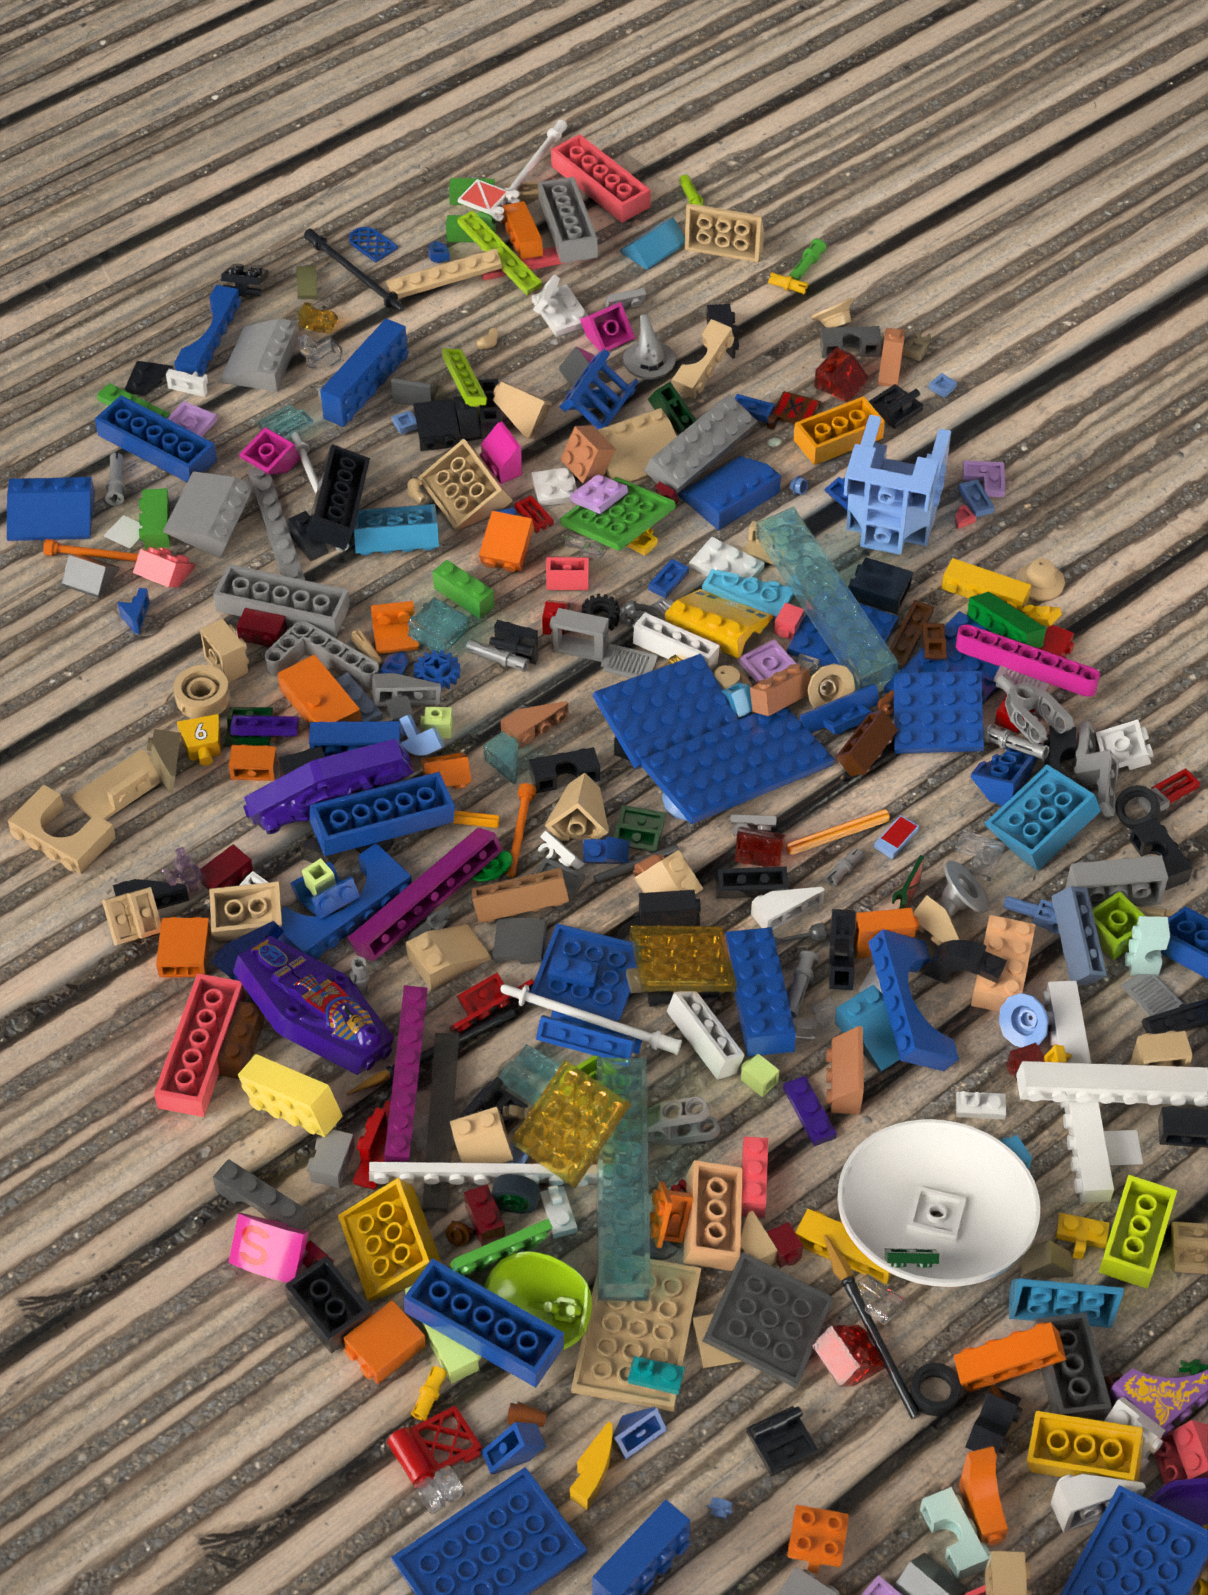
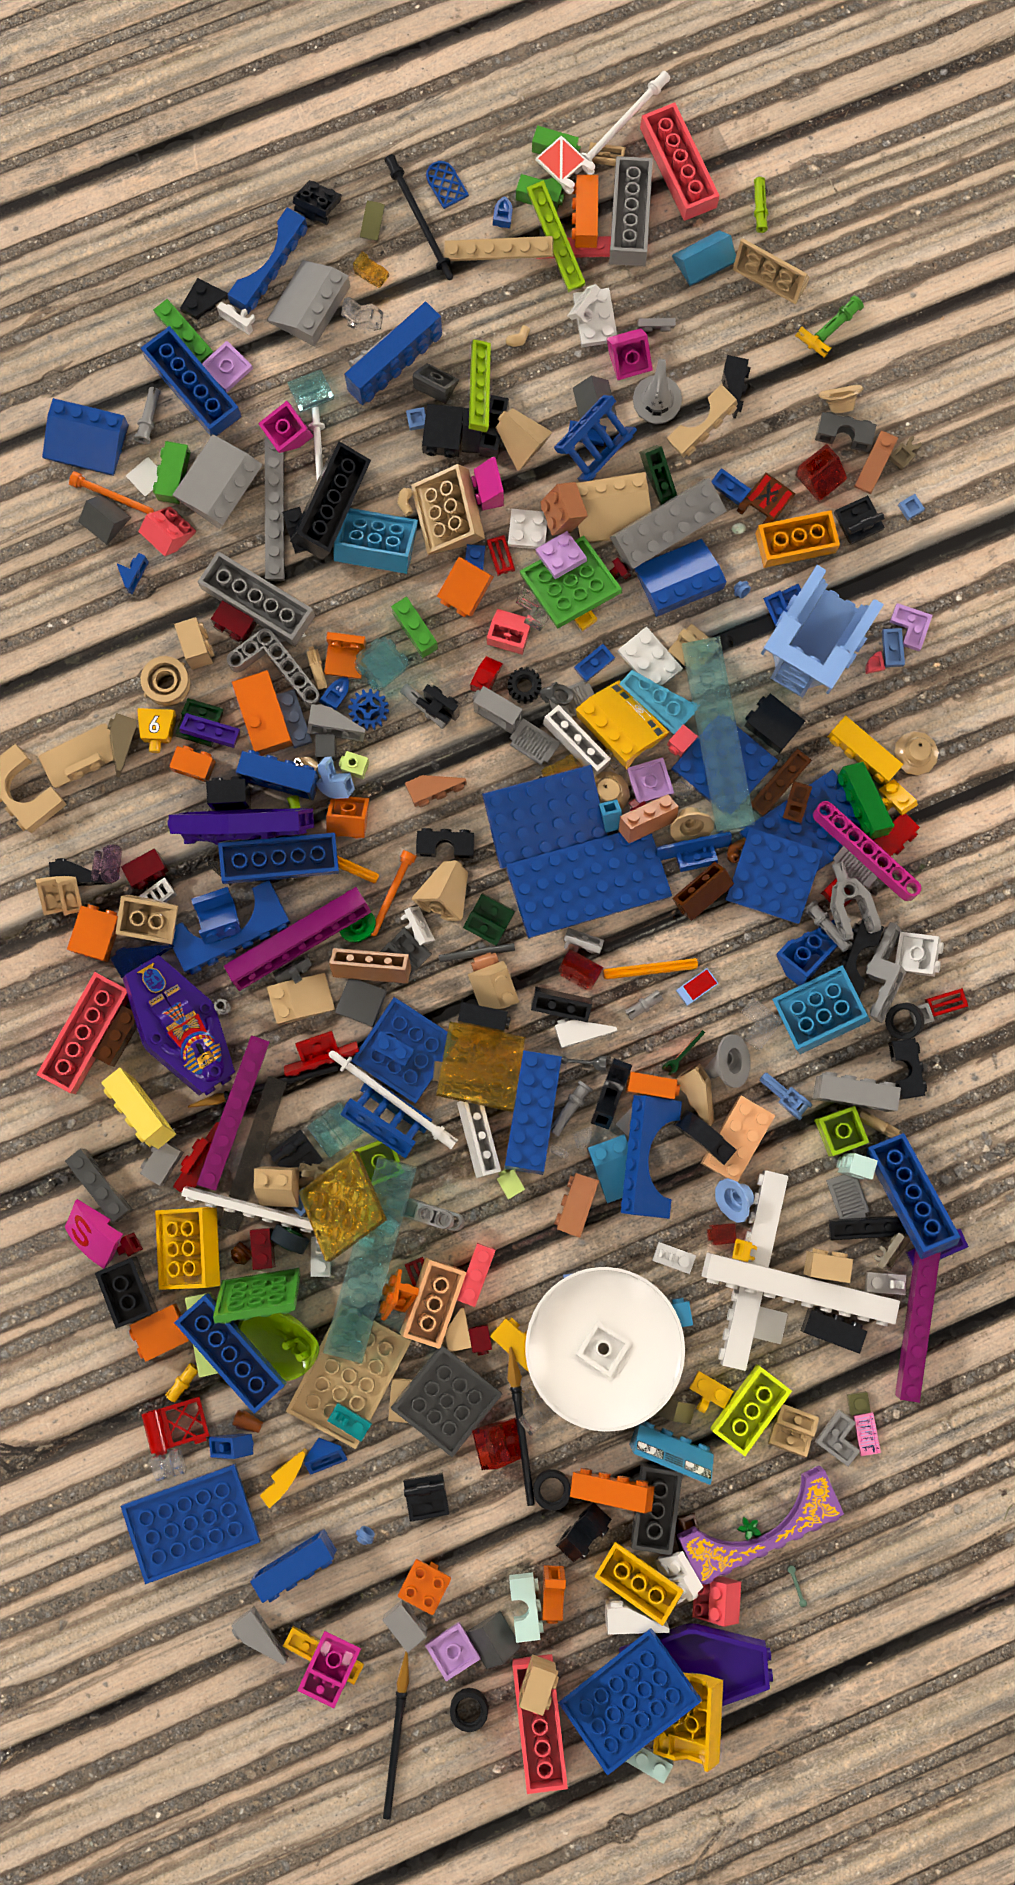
camera: 15 degrees right, 30 degrees up
(318, 877) = (212, 908): yellowish green brick -> none
(503, 755) = (400, 815): clear light blue slope -> none
(606, 851) = (457, 936): blue slope -> none
(809, 1111) = (539, 1224): dark purple plate -> none
(922, 1257) = (563, 1402): dark green plate -> none
(1079, 935) = (805, 1137): sand blue brick -> none

